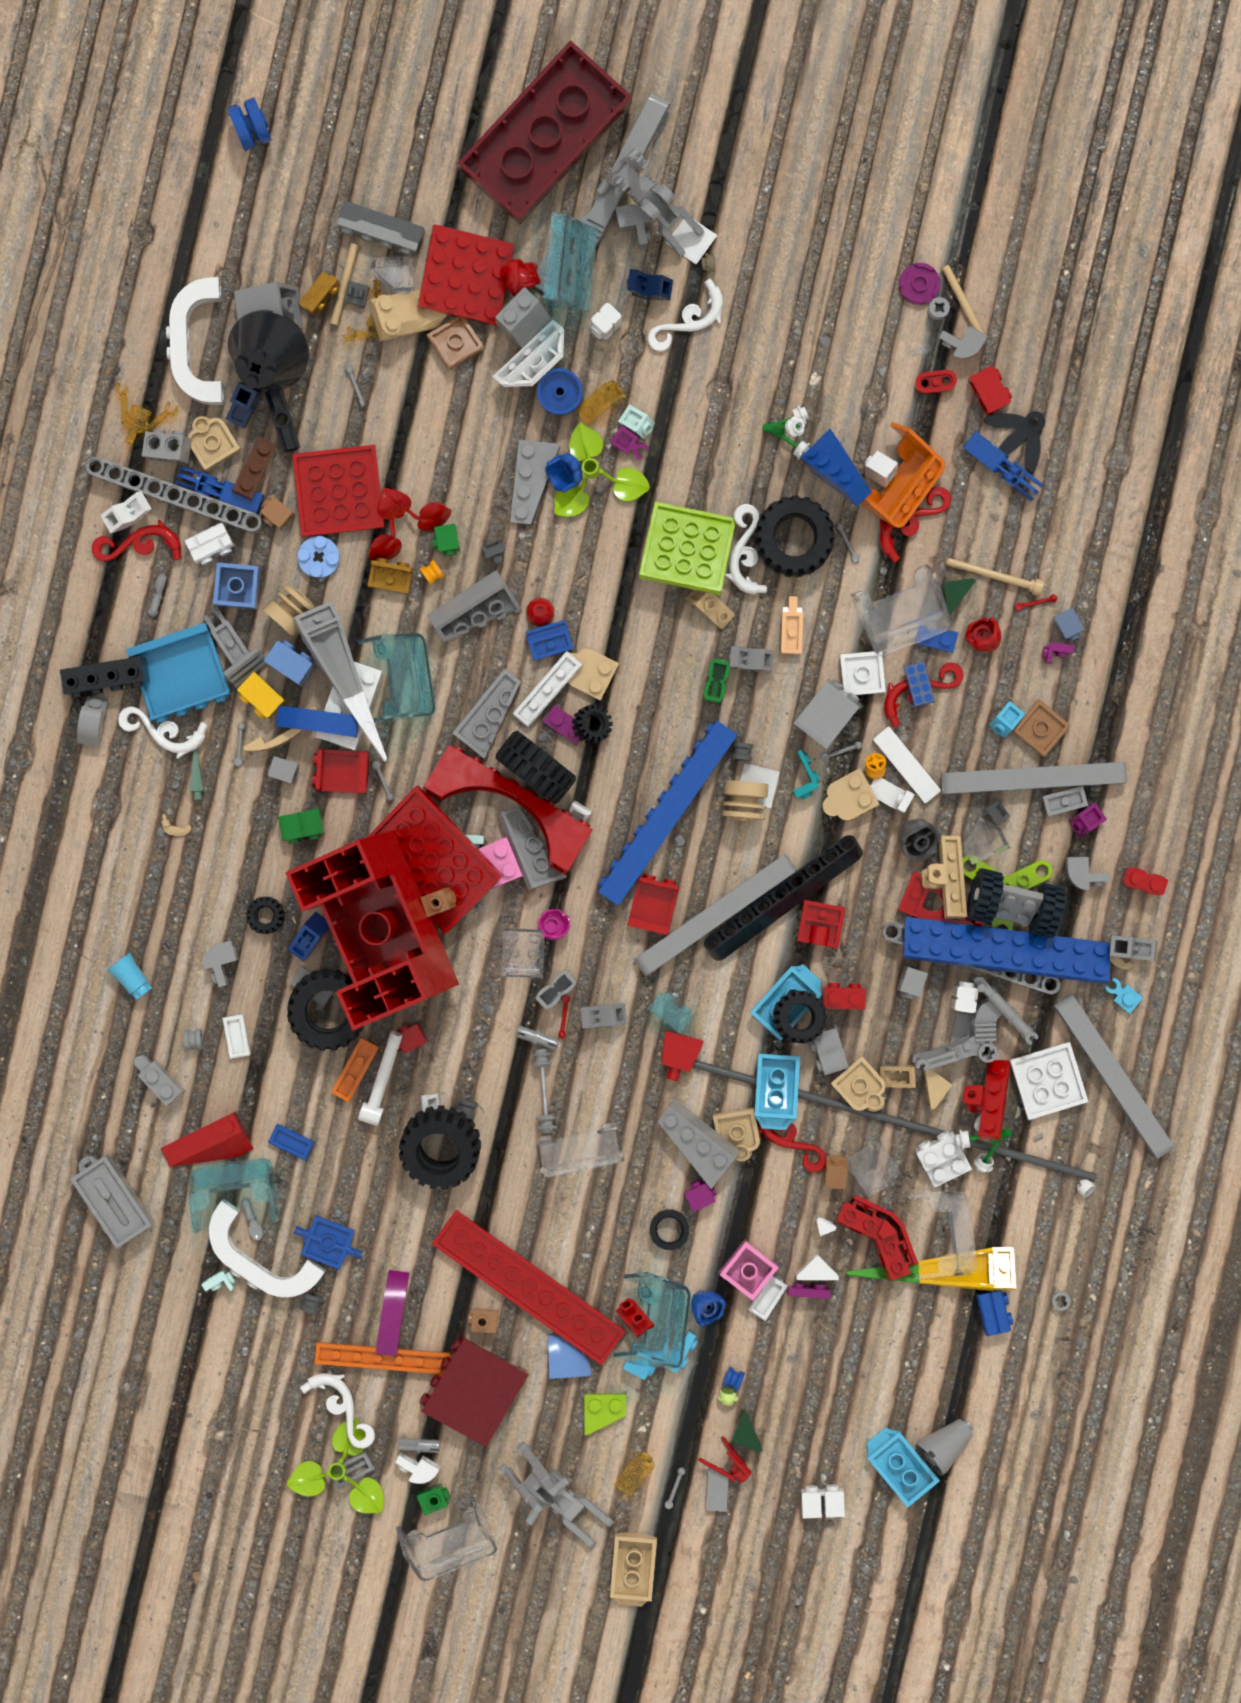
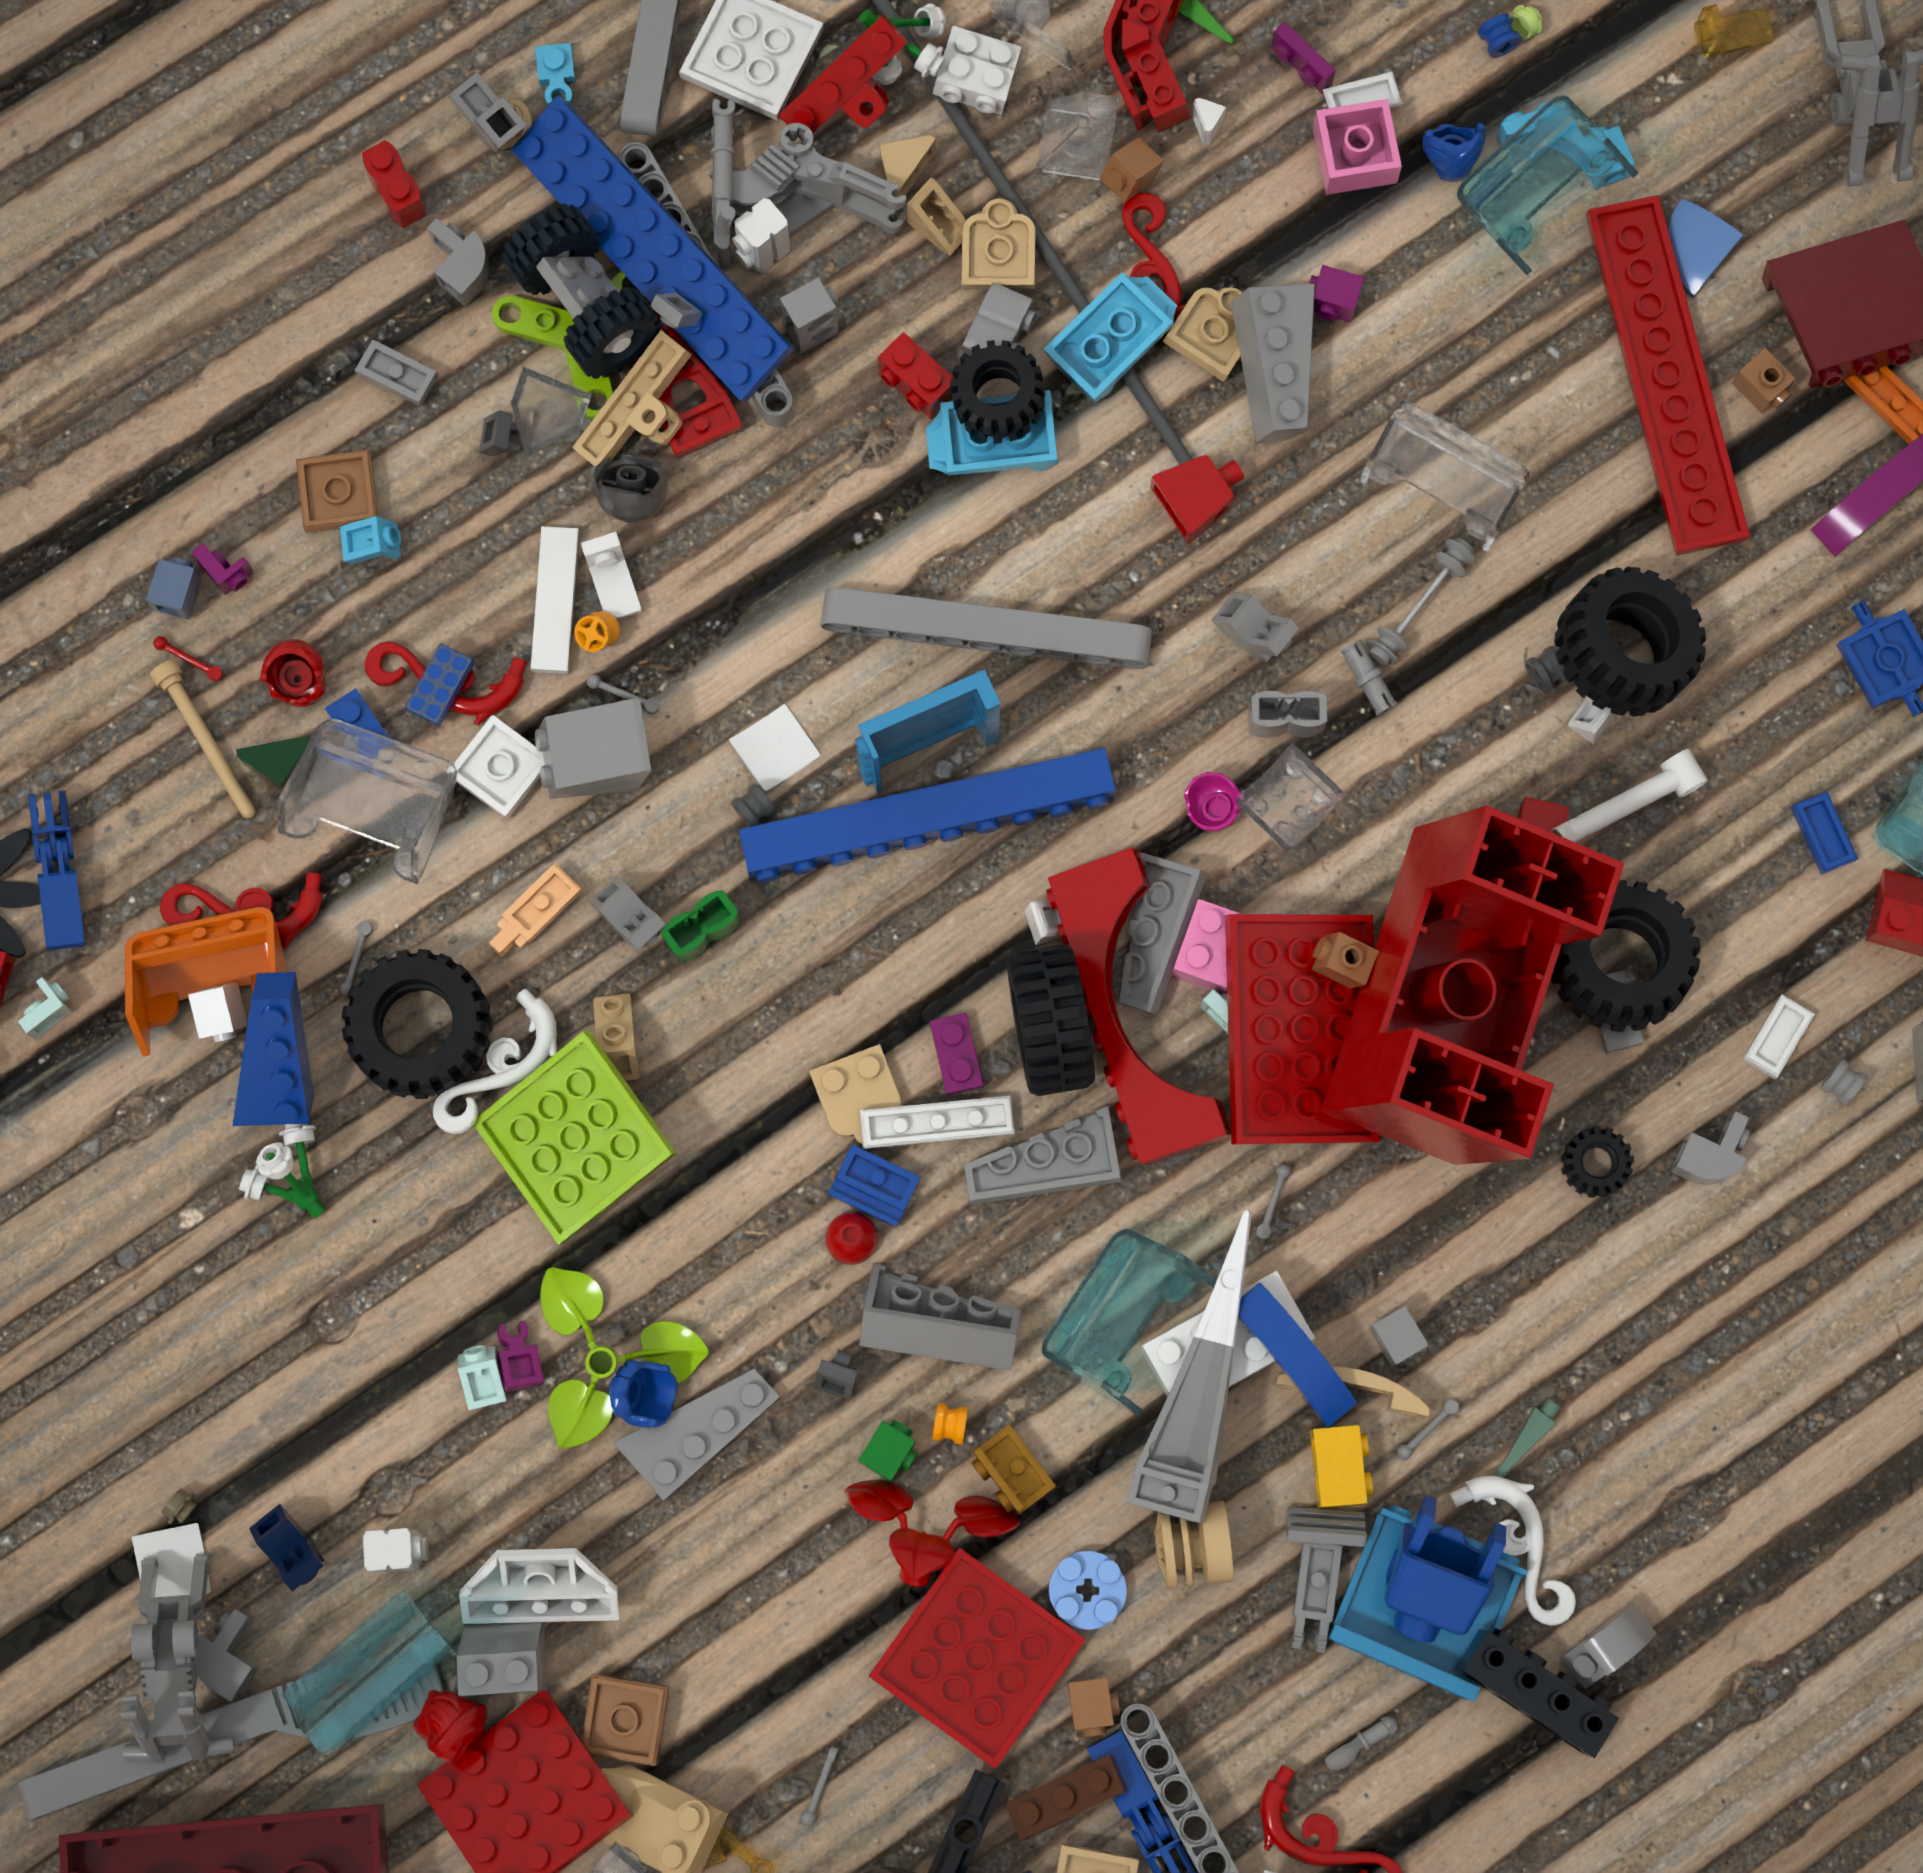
camera: 140 degrees left, 10 degrees down
(130, 976) = (1859, 1244): medium azure plant -> none
(173, 830) = (1624, 1393): tan piece -> none
(181, 684) = (1439, 1576): none -> blue piece
(210, 544) = (1224, 1747): white brick -> none
(237, 586) = (1239, 1649): medium blue brick -> none
(290, 663) = (1258, 1472): medium blue brick -> none
(301, 825) = (1439, 1238): green brick -> none
(309, 936) = (1570, 1075): blue arch -> none
(341, 771) = (1318, 1264): red panel -> none
(355, 1069) = (1660, 846): orange plate -> none
(548, 387) = (541, 1489): blue wheel -> none
(566, 999) = (1331, 656): red hinge -> none
(581, 726) = (932, 1032): black tyre -> none
(600, 401) = (505, 1449): clear yellow bracket -> none
(602, 1410) = (1705, 142): lime wing -> none
(634, 1317) = (1561, 213): red hips -> none
(653, 904) = (1057, 712): red panel -> none
(674, 1015) = (1161, 554): clear light blue brick -> none
(674, 1244) = (1414, 260): black tyre -> none
(686, 874) = (927, 722): none -> dark azure panel
(716, 301) = (285, 1445): white plant -> none
(745, 800) = (814, 730): tan wheel -> none
(783, 898) = (859, 576): black beam -> none
(805, 791) = (716, 682): teal bracket -> none
(816, 1269) = (1269, 75): white slope -> none
(821, 924) = (859, 495): red plate -> none
(850, 797) = (667, 622): tan plate -> none
(934, 379) = (36, 1065): red plate -> none
(952, 403) = (45, 1015): none -> light aqua bracket
(967, 929) = (675, 310): none -> light grey plate
(1033, 778) = (408, 436): light grey beam -> none
(1087, 820) = (390, 323): magenta bracket -> none

